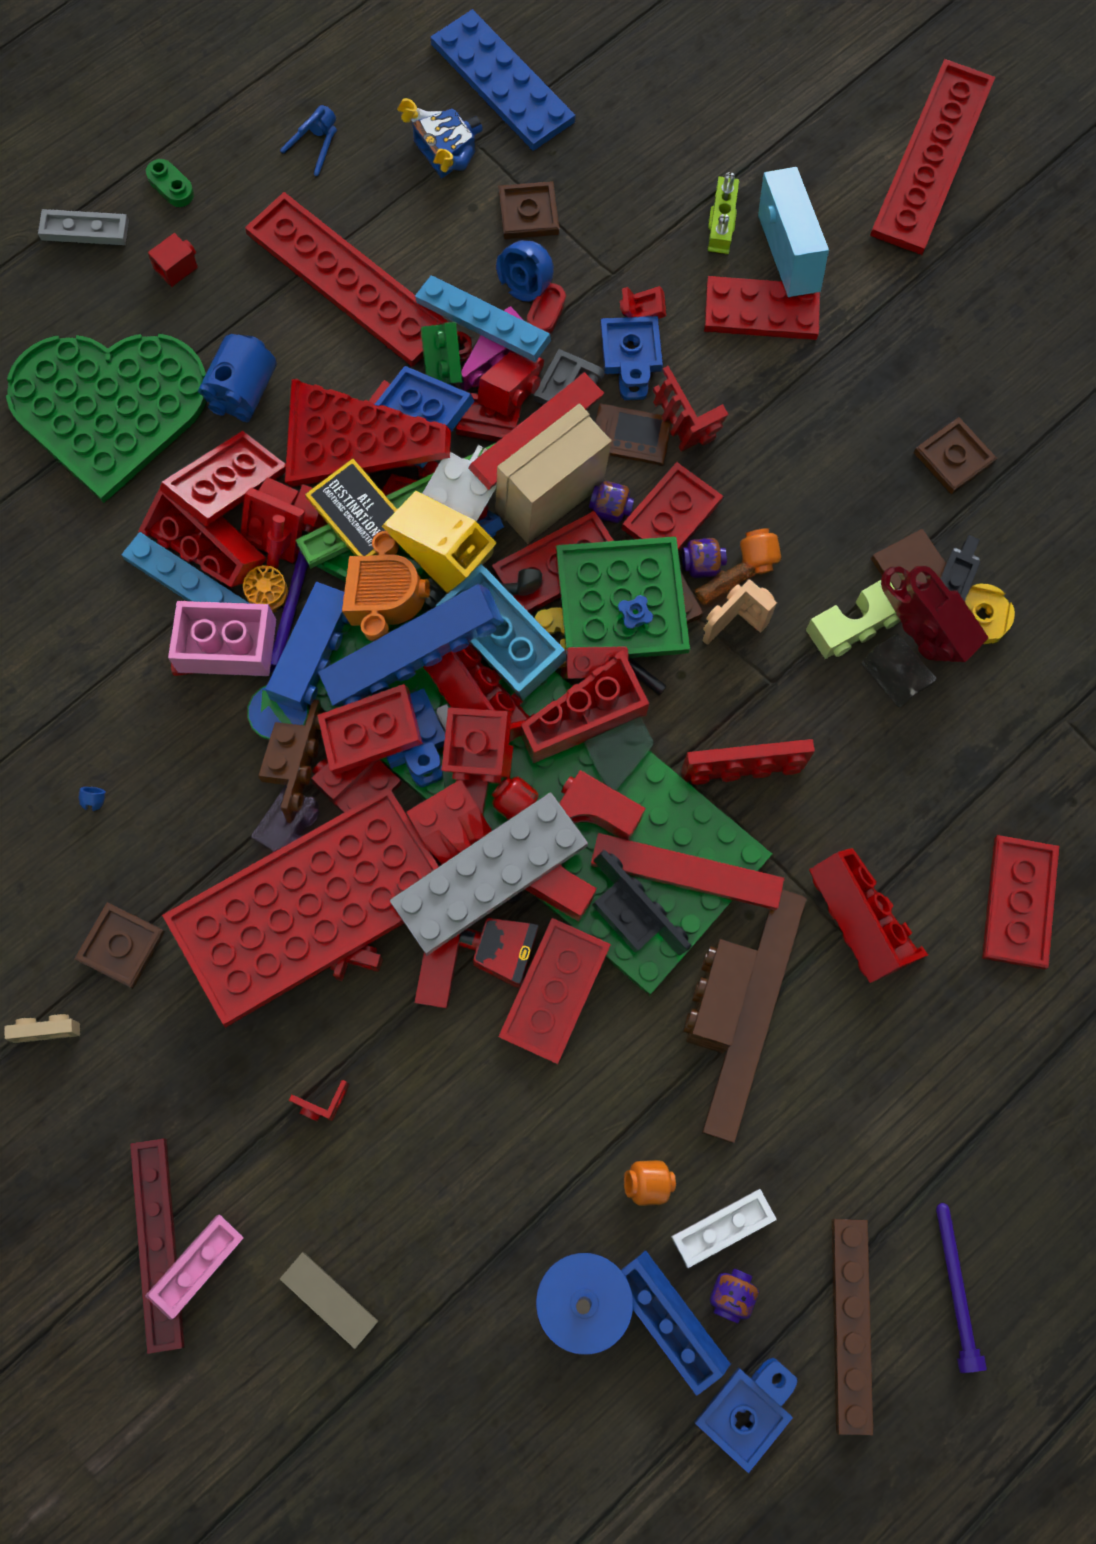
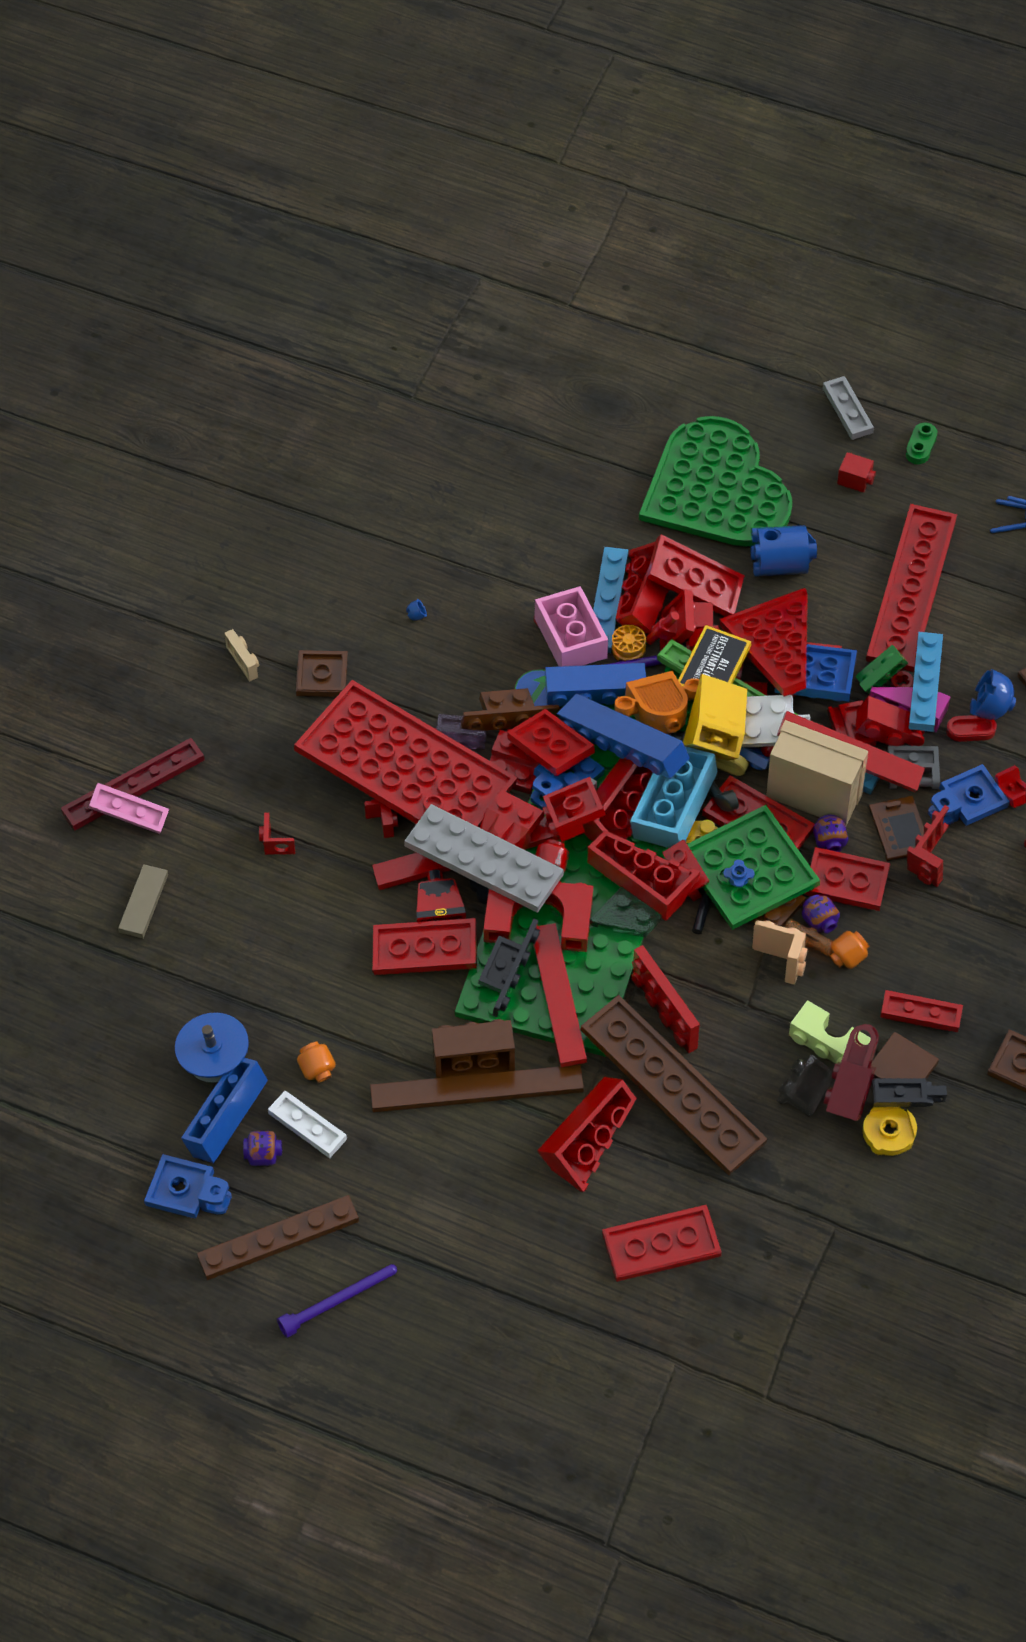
camera: 70 degrees right, 15 degrees down
(846, 802) = (674, 1085): none -> reddish brown plate
(860, 518) = (921, 1011): none -> red plate

